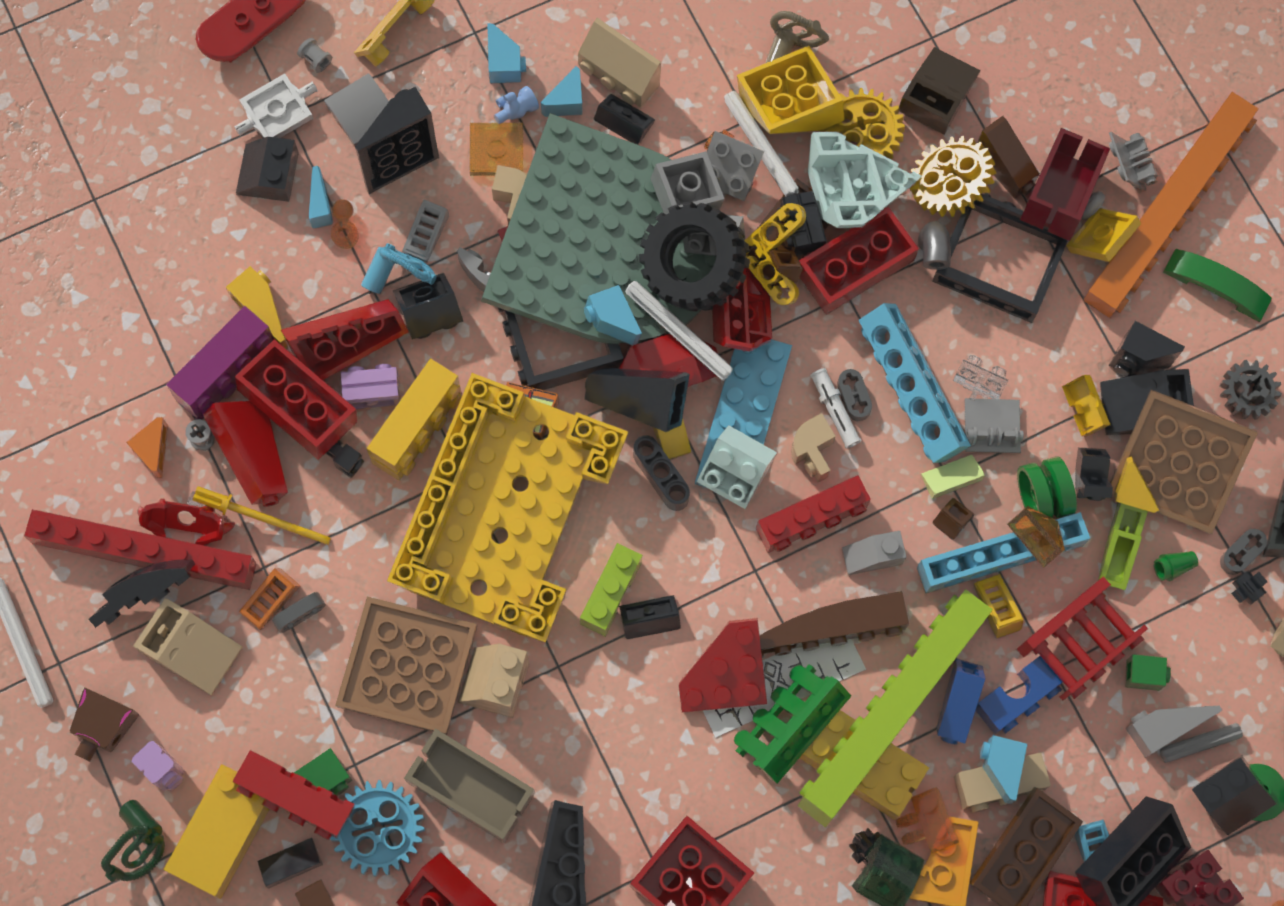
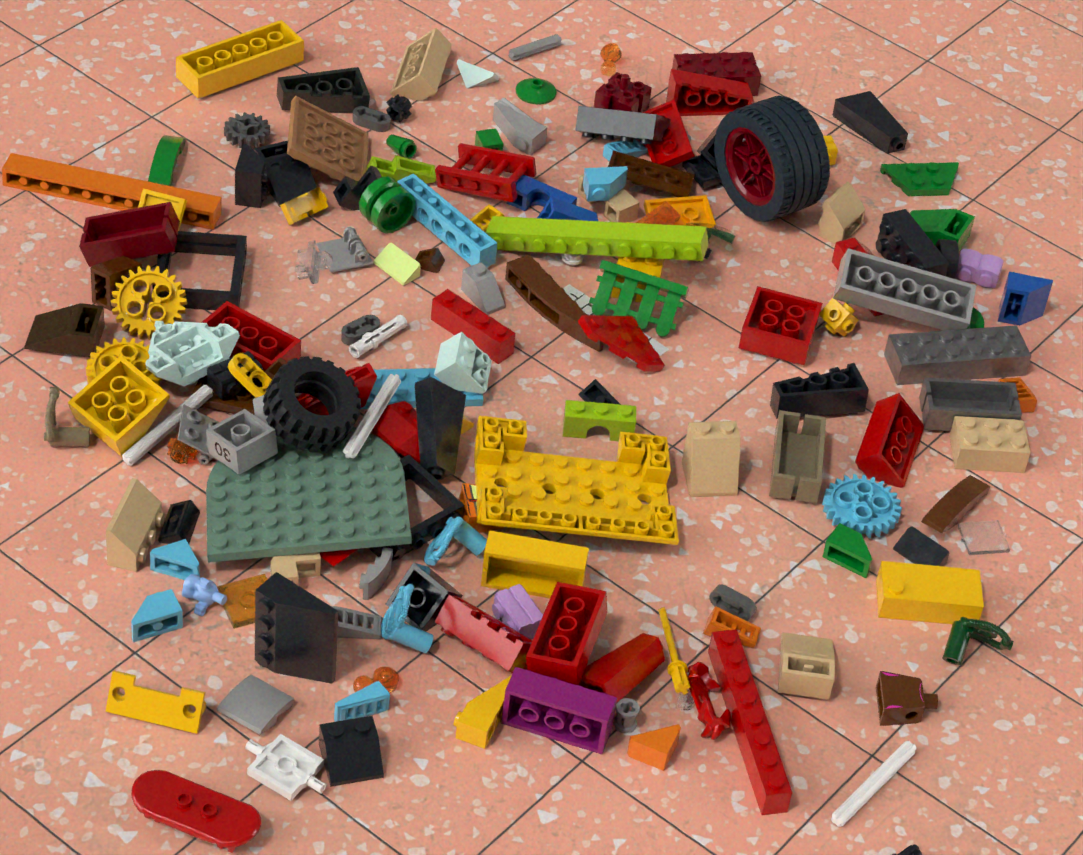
camera: 115 degrees left, 30 degrees down
(142, 585) = (783, 696): black slope -> none
(159, 766) = (911, 639): lavender brick -> none
(293, 795) = (879, 530): red wedge -> none
(314, 55) = (213, 758): light grey bush -> none
(406, 665) = (731, 526): medium nougat plate -> none
(499, 358) = (459, 530): none -> medium azure piece
(612, 315) = (381, 451): medium azure slope -> none
(657, 460) = (496, 405): black beam -> none
(808, 442) = (416, 342): tan brick -> none
(935, 244) = (213, 295): flat silver cylinder -> none
(939, 413) = (293, 317): medium azure brick -> none
(1039, 534) = (430, 191): clear orange slope -> none
(1132, 160) = (76, 214): light grey hinge -> none
(1133, 489) = (359, 161): yellow slope -> none
(1234, 795) = (546, 94): black slope -> none

